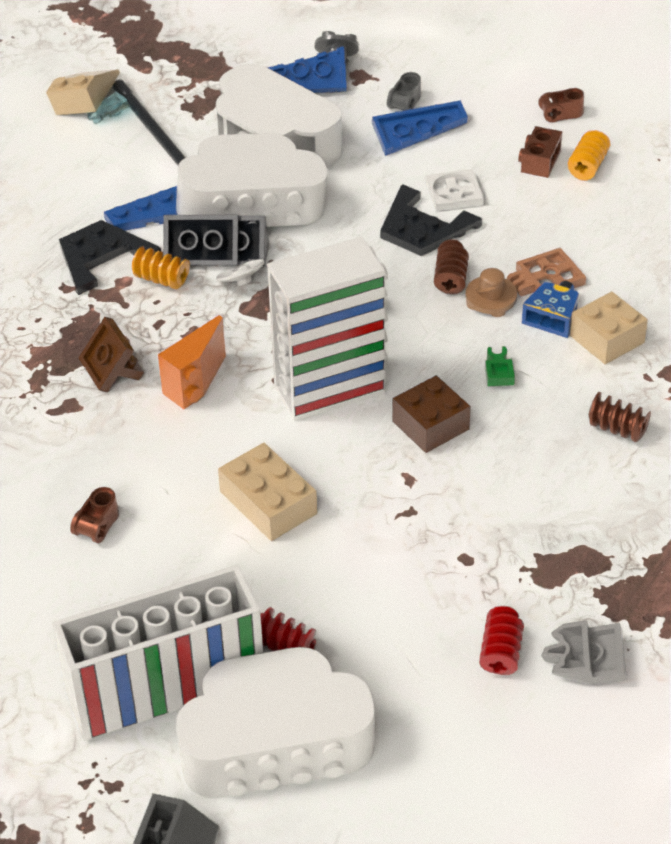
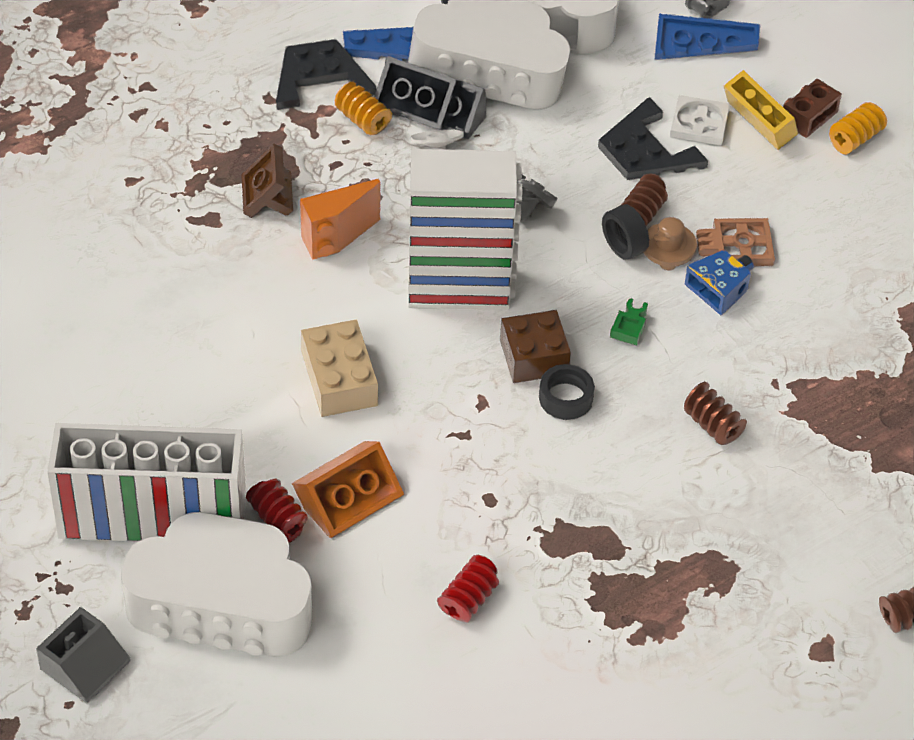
camera: 20 degrees right, 5 degrees up
(96, 515) = (174, 335): copper piece -> none
(337, 592) = (348, 488): none -> orange slope
(462, 285) = (625, 231): none -> black tyre
(475, 457) = (566, 375): none -> black tyre
(503, 164) = (760, 109): none -> yellow brick
(564, 104) = (868, 63): copper piece -> none
(587, 653) = (544, 629): light grey plate -> none
(608, 327) = (761, 319): tan brick -> none

